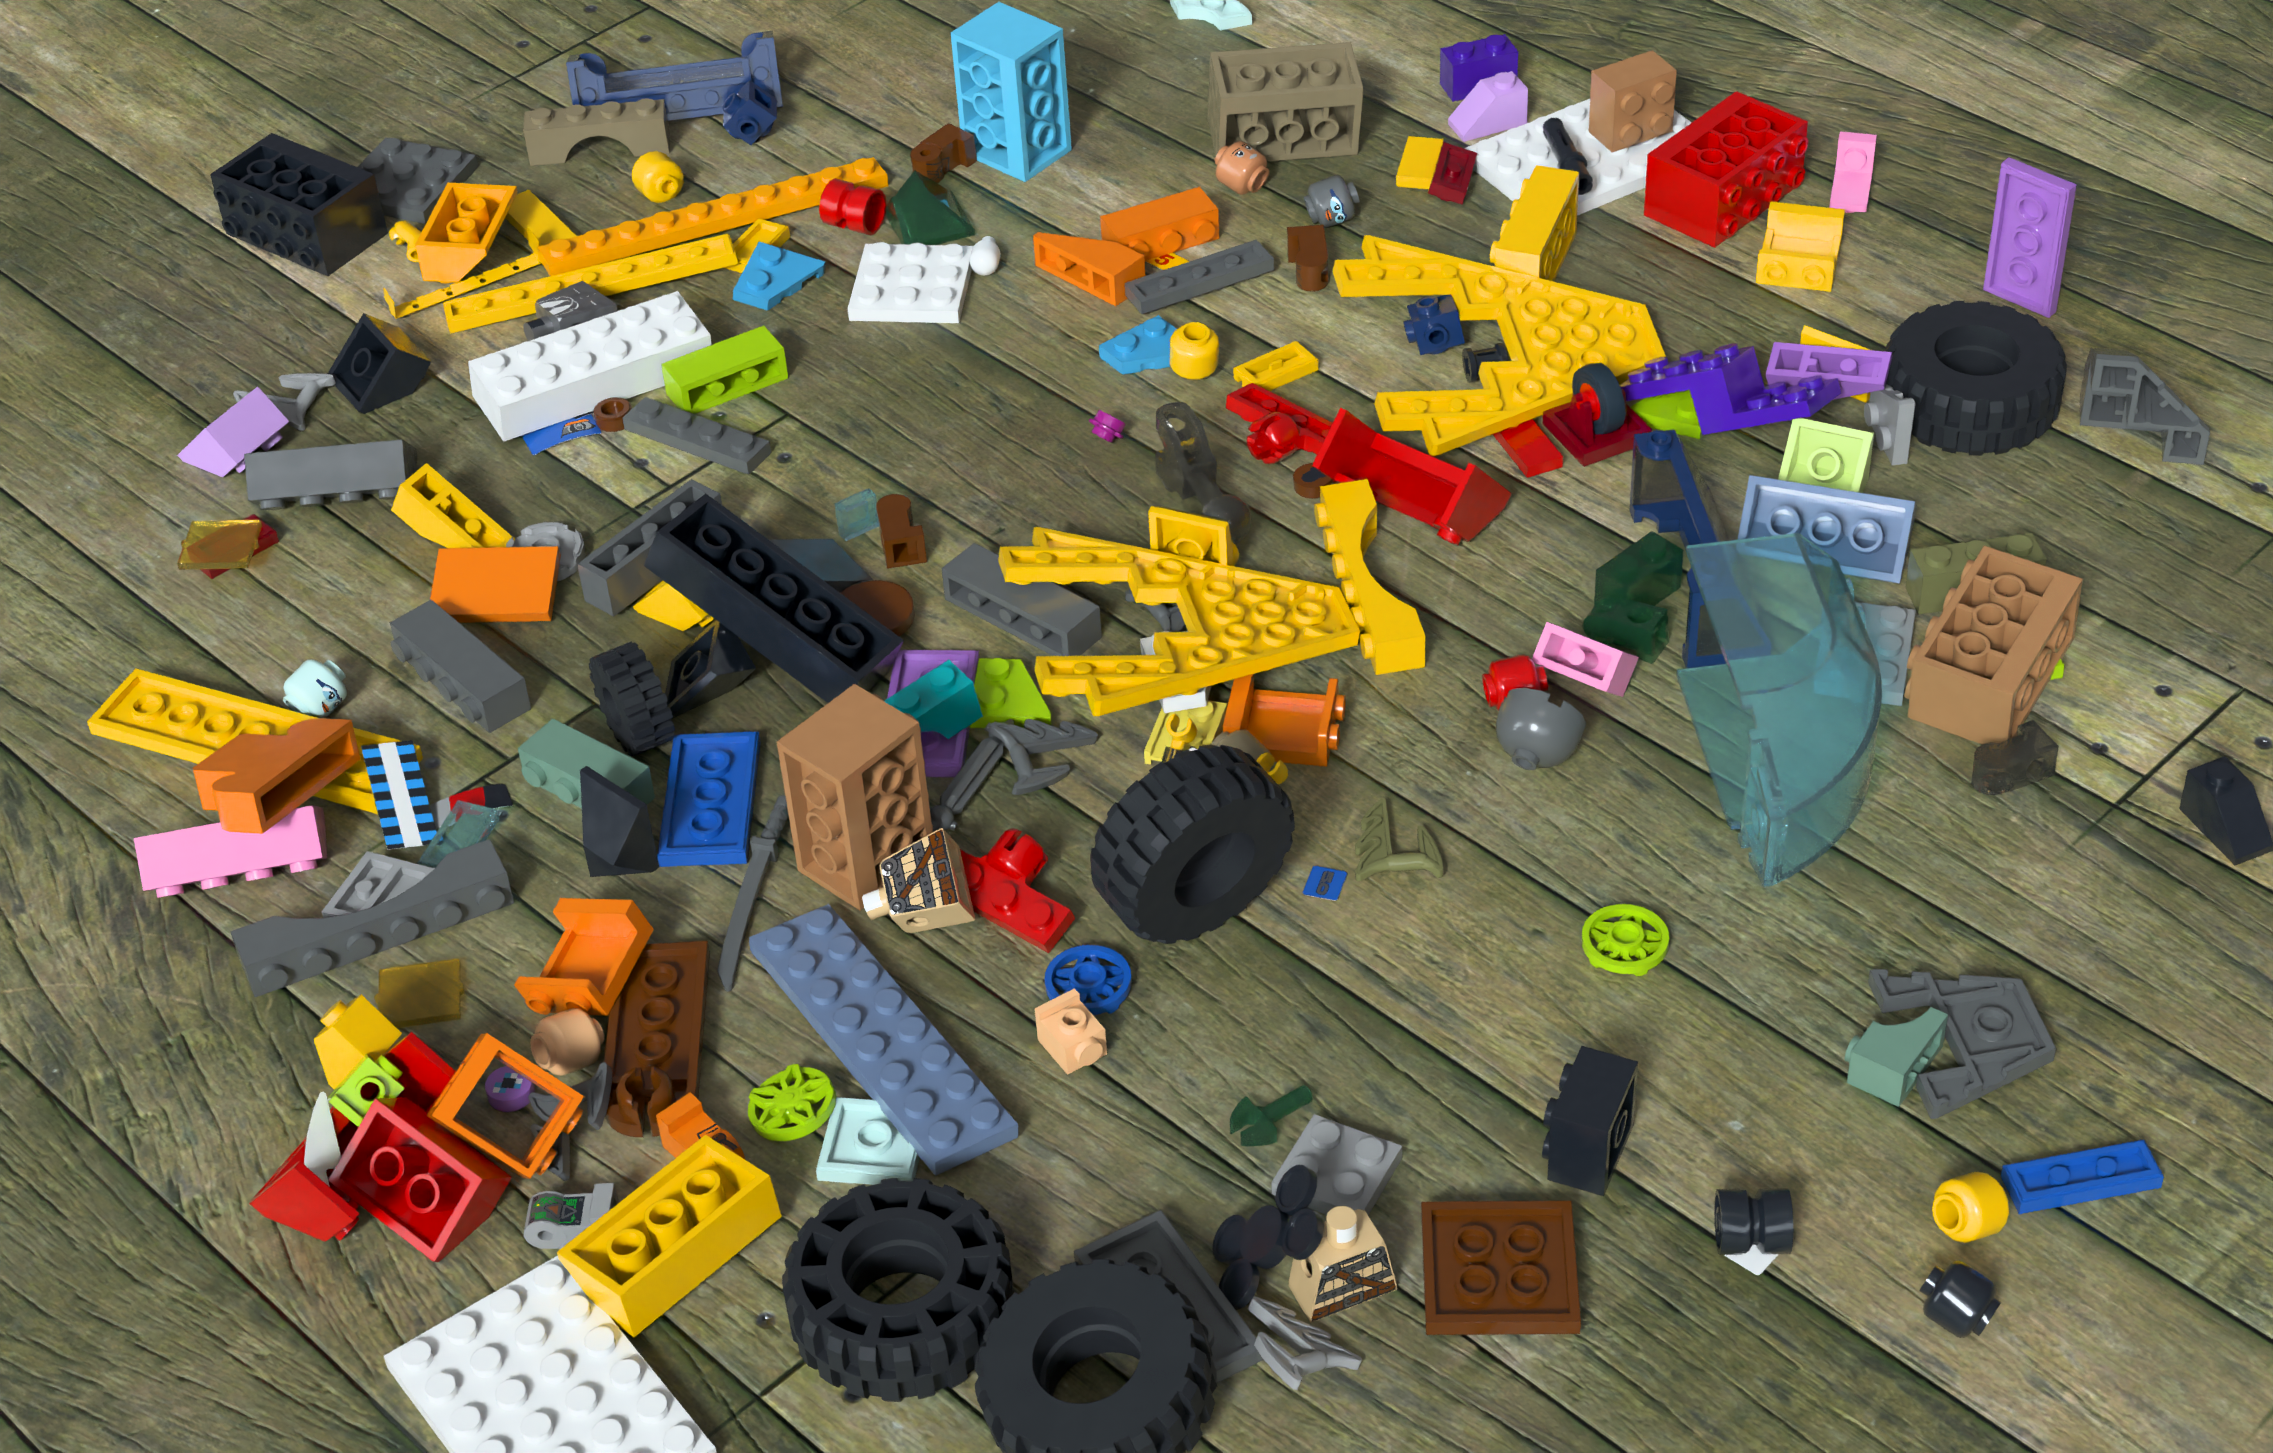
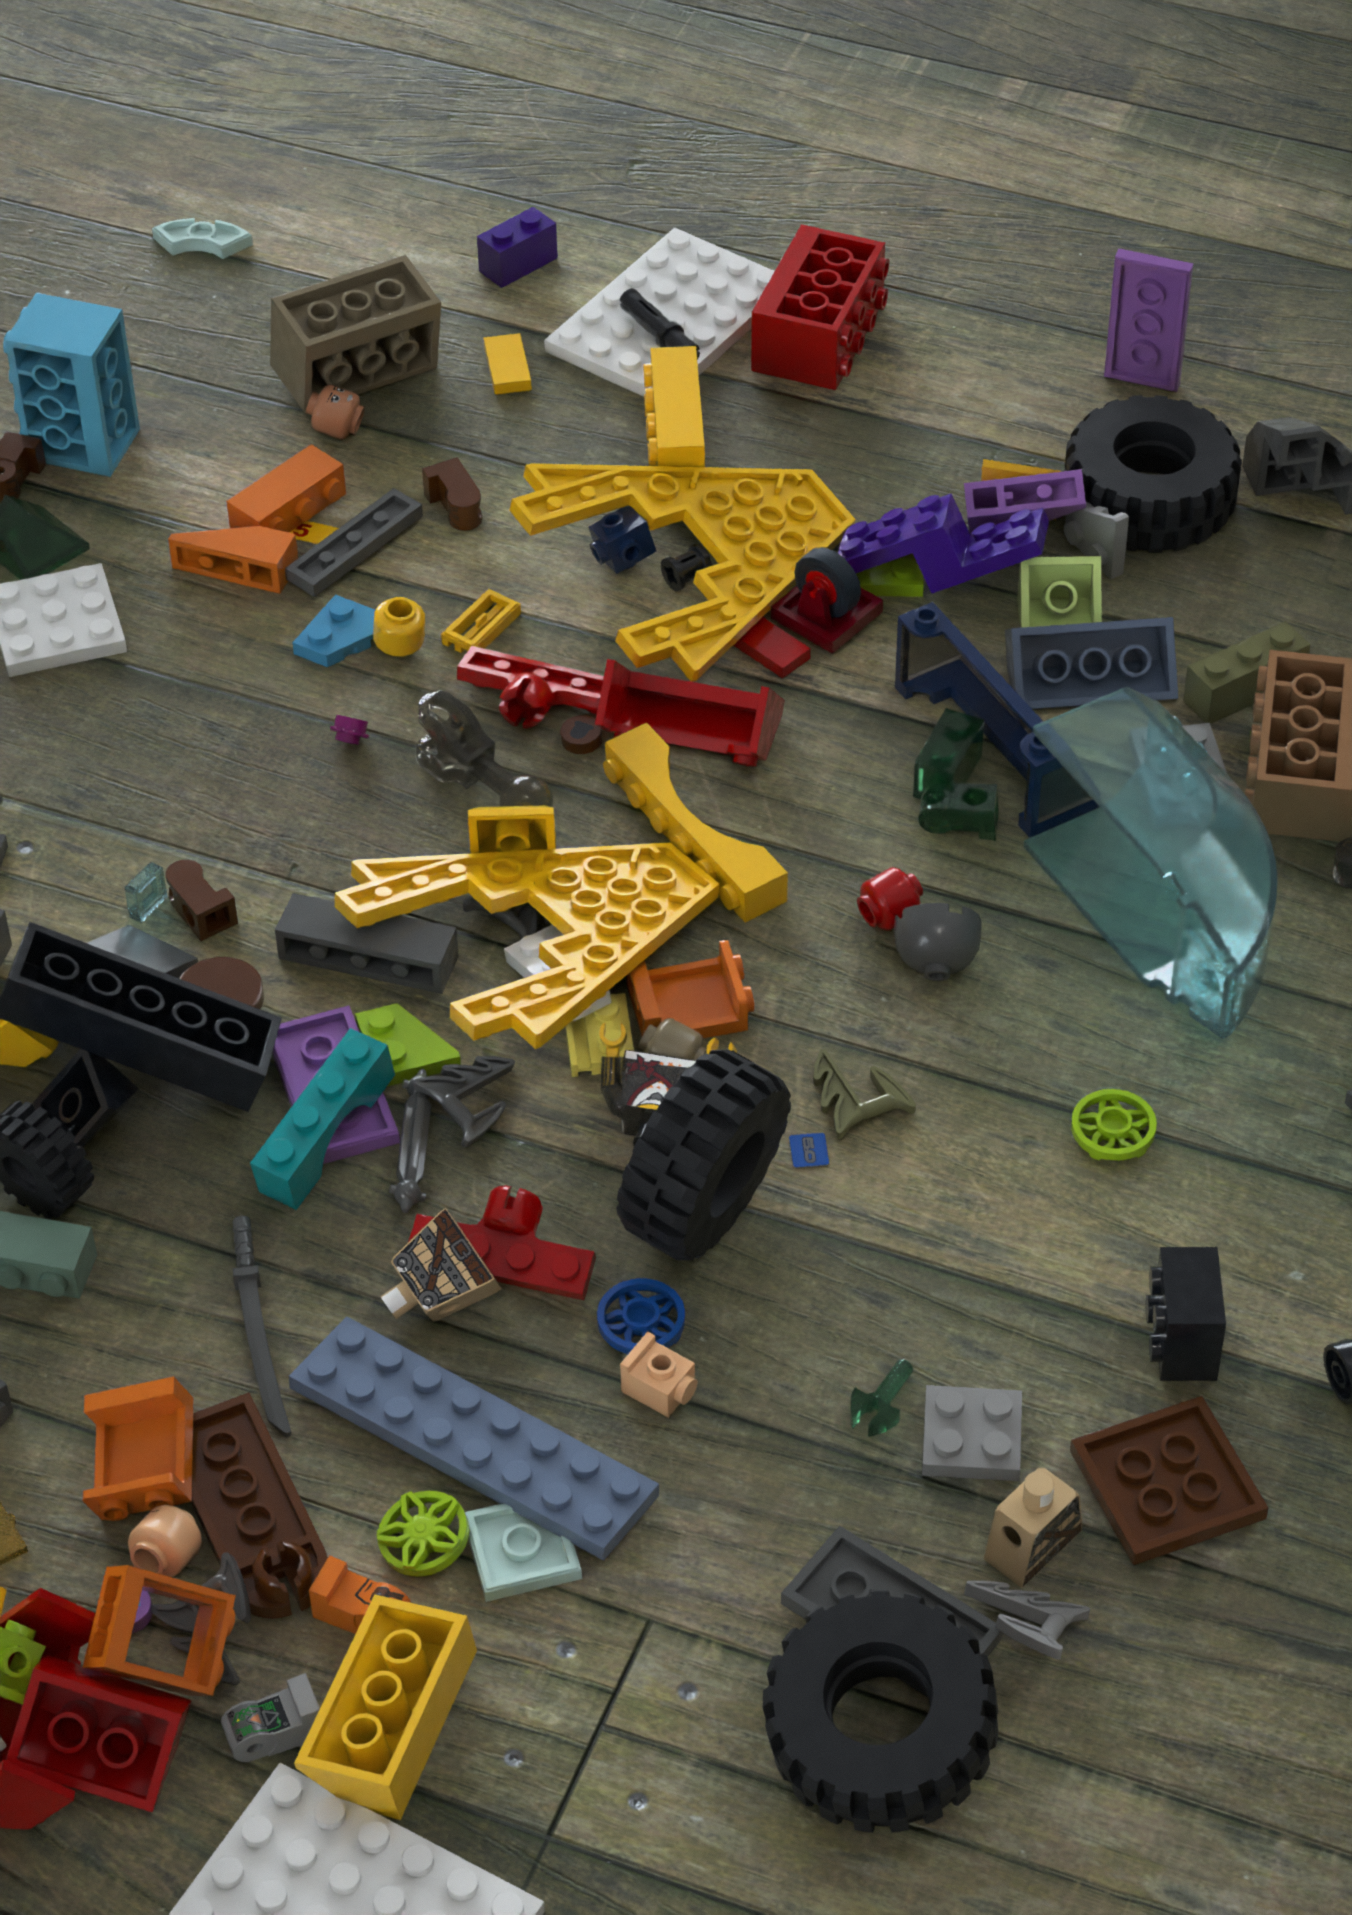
camera: 25 degrees left, 5 degrees up
(614, 828) = (92, 1302): black slope -> none
(709, 799) = (158, 1241): blue tile -> none
(854, 791) = (344, 1199): medium nougat brick -> none
(885, 1232) = (654, 1748): black tyre -> none
(985, 256) = (120, 571): white cylinder -> none
(1268, 1236) = (962, 1519): black piece -> none
(1331, 201) = (446, 428): dark grey head -> none
(1452, 173) = (549, 369): dark red plate -> none
(1491, 107) = (551, 288): lavender slope -> none
(1584, 659) = (944, 855): bright pink brick -> none
(1632, 101) = (701, 255): medium nougat brick -> none
(1800, 246) = (921, 372): yellow panel -> none
(1853, 172) = (931, 282): bright pink bracket -> none

